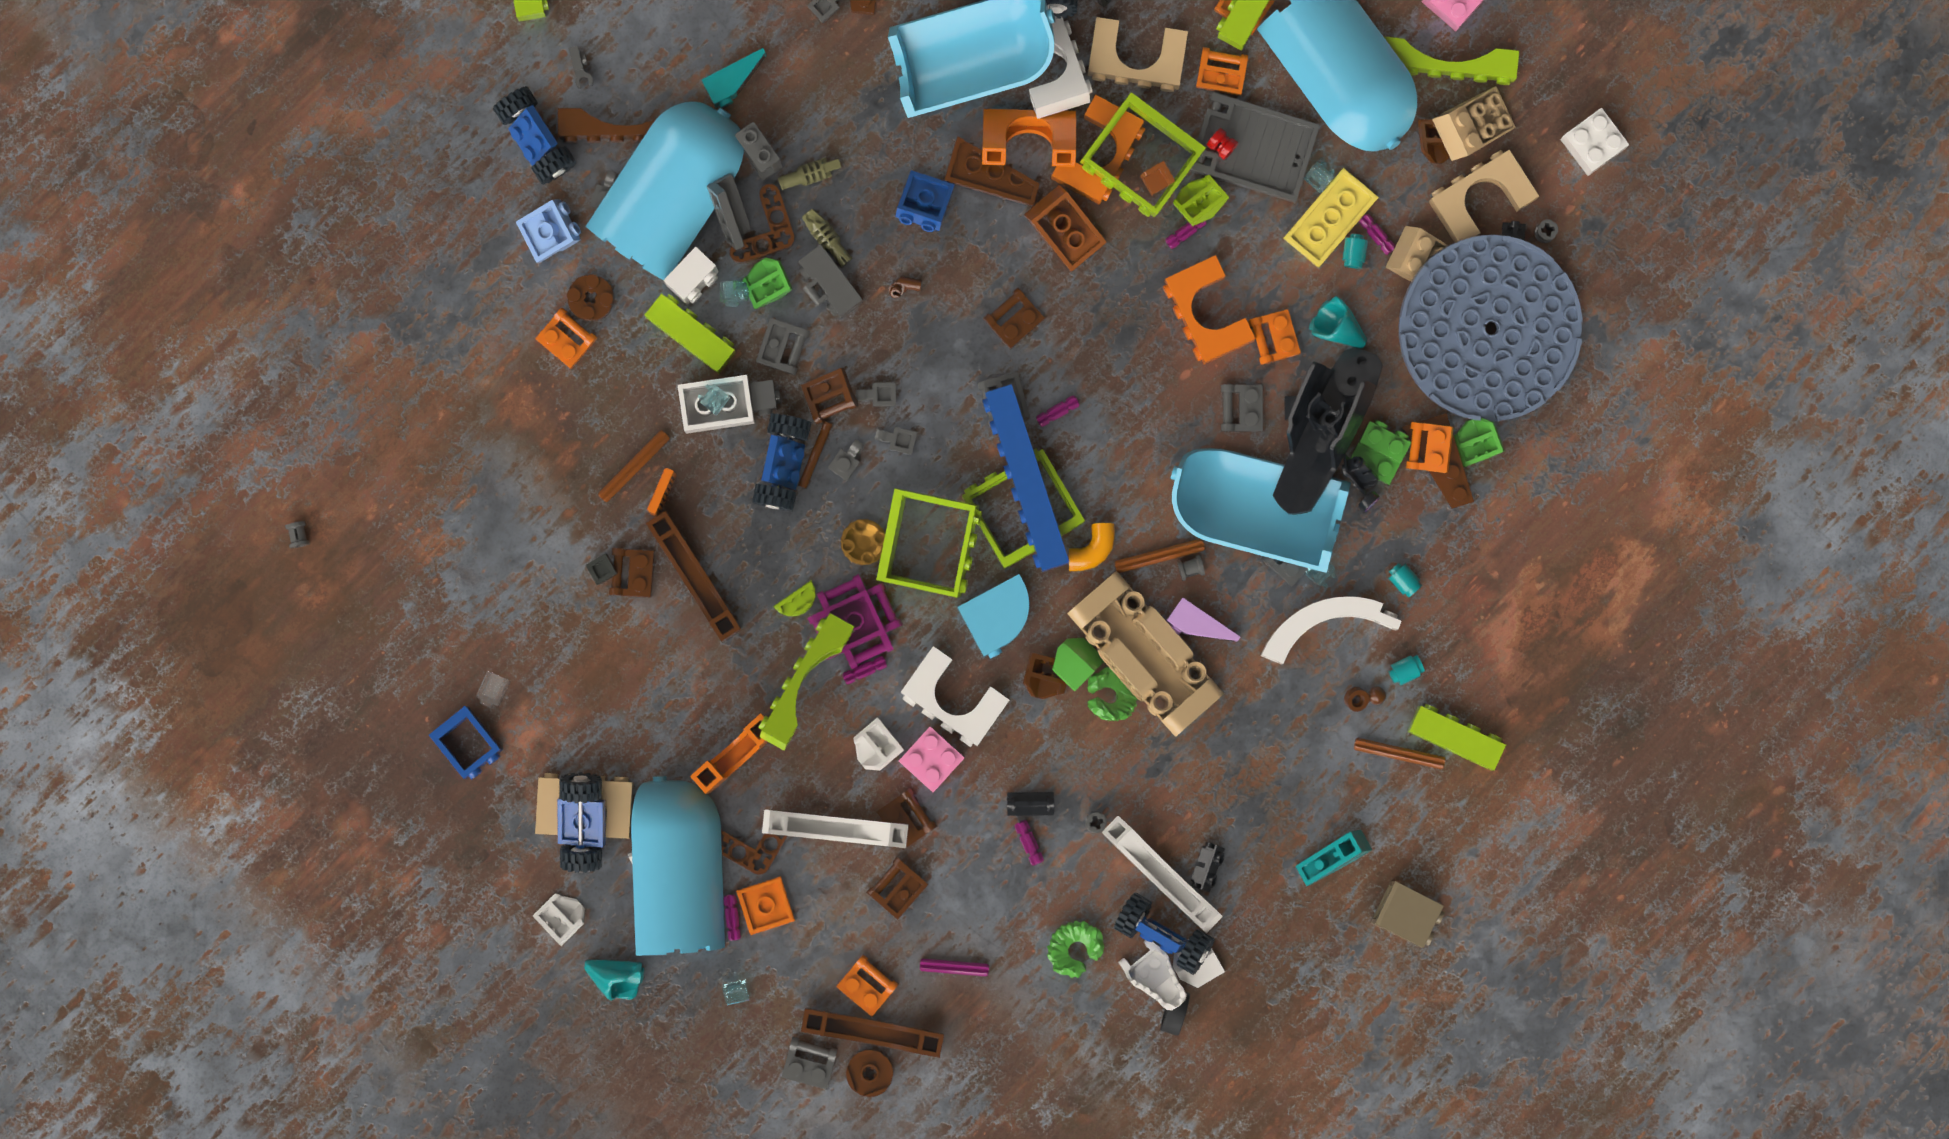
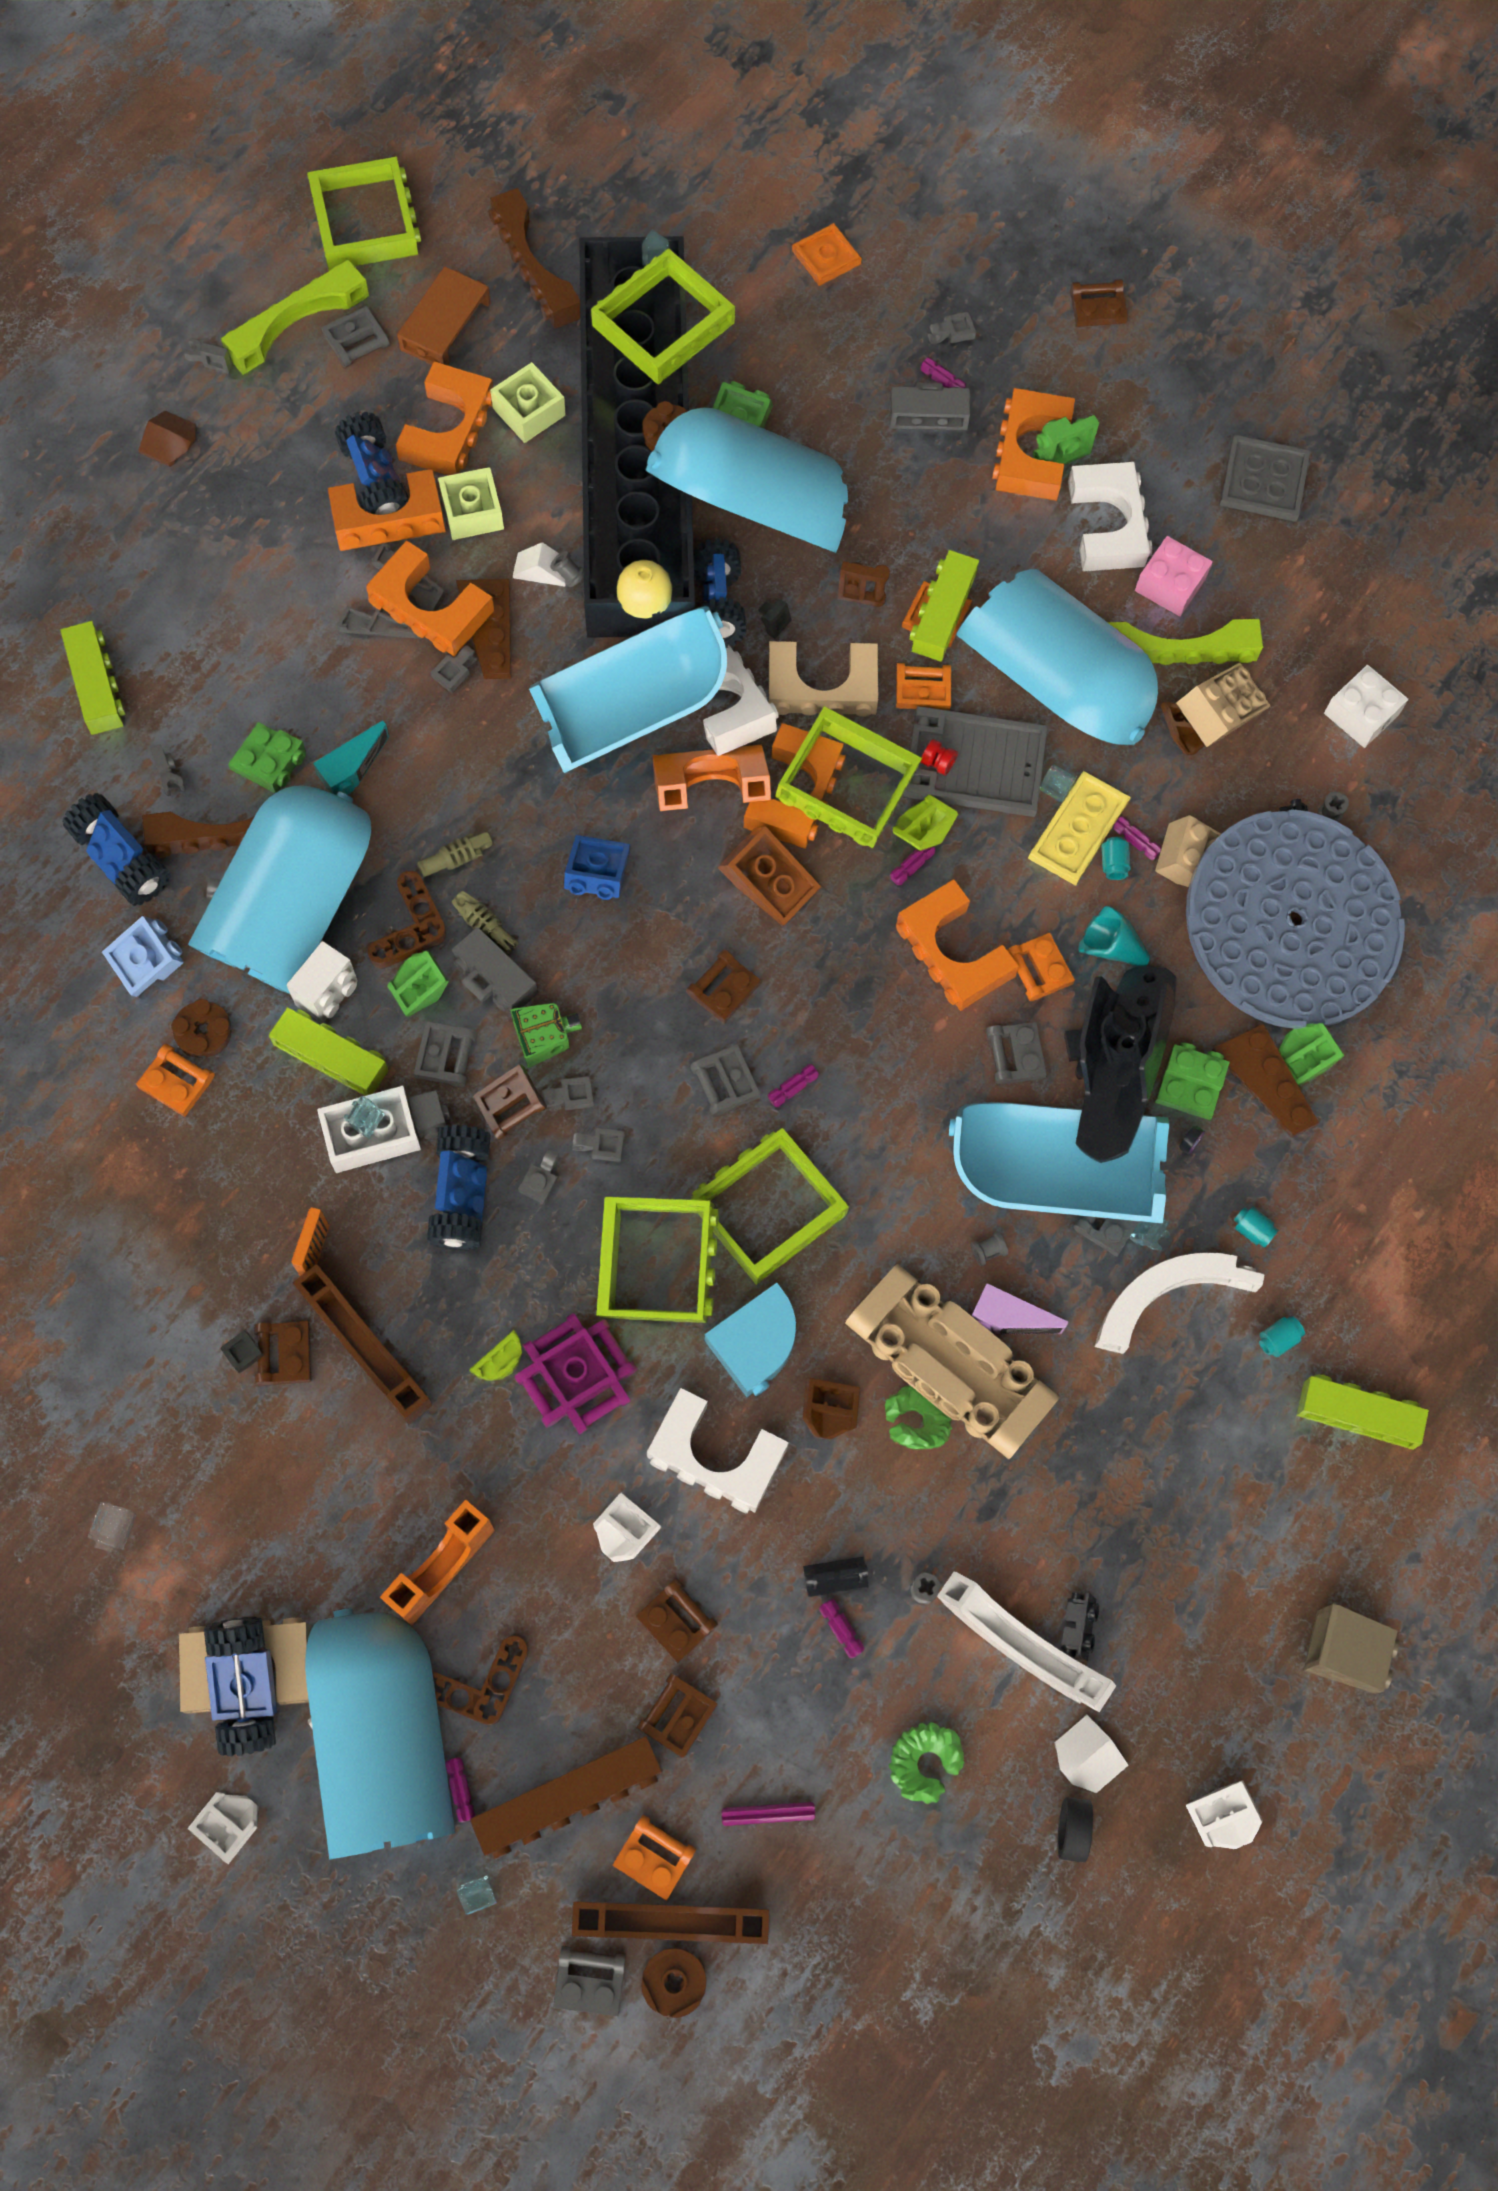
camera: 10 degrees left, 15 degrees down
(452, 723) = (58, 1582): blue window -> none
(616, 977) = (309, 1898): teal hat -> none
(634, 465) = (273, 1221): dark orange axle -> none
(664, 64) = (268, 757): none -> bright green plate
(729, 210) = (361, 899): dark grey panel -> none
(733, 292) = (377, 998): clear light blue plate -> none
(759, 151) = (391, 831): dark grey panel -> none
(765, 905) = (503, 1766): orange tile -> none
(808, 934) = (566, 1796): none -> reddish brown brick
(815, 454) = (500, 1177): reddish brown bar -> none
(830, 640) = (495, 1504): lime arch -> none
(835, 828) = (583, 1646): white arch -> none
(863, 339) = (543, 1031): none -> bright green torso
(863, 541) = (573, 1273): pearl gold dish -> none
(864, 670) = (596, 1433): magenta axle -> none
(902, 284) = (583, 965): reddish brown arm -> none
(931, 759) = (698, 1535): bright pink brick -> none
(997, 180) = (670, 830): reddish brown wing -> none
(1026, 477) = (769, 1163): blue brick -> none
(1076, 662) = (865, 1384): bright green slope -> none
(1096, 551) = (868, 1244): light orange cylinder -> none
(1134, 920) = (998, 1708): black plate -> none
(1156, 977) = (1042, 1783): white animal -> none
(1157, 178) = (872, 792): dark orange panel -> none
(1159, 555) = (947, 1240): dark orange axle -> none
(1288, 1018) = (1226, 1816): none -> white slope
(1334, 857) = (1240, 1589): teal slope -> none
(1359, 473) = (1179, 1104): black hinge -> none
(1375, 695) = (1247, 1375): reddish brown plate -> none
(1399, 753) = (1294, 1443): dark orange axle -> none
(1437, 448) = (1262, 1064): orange plate -> none
(1501, 171) = (1266, 751): tan arch -> none

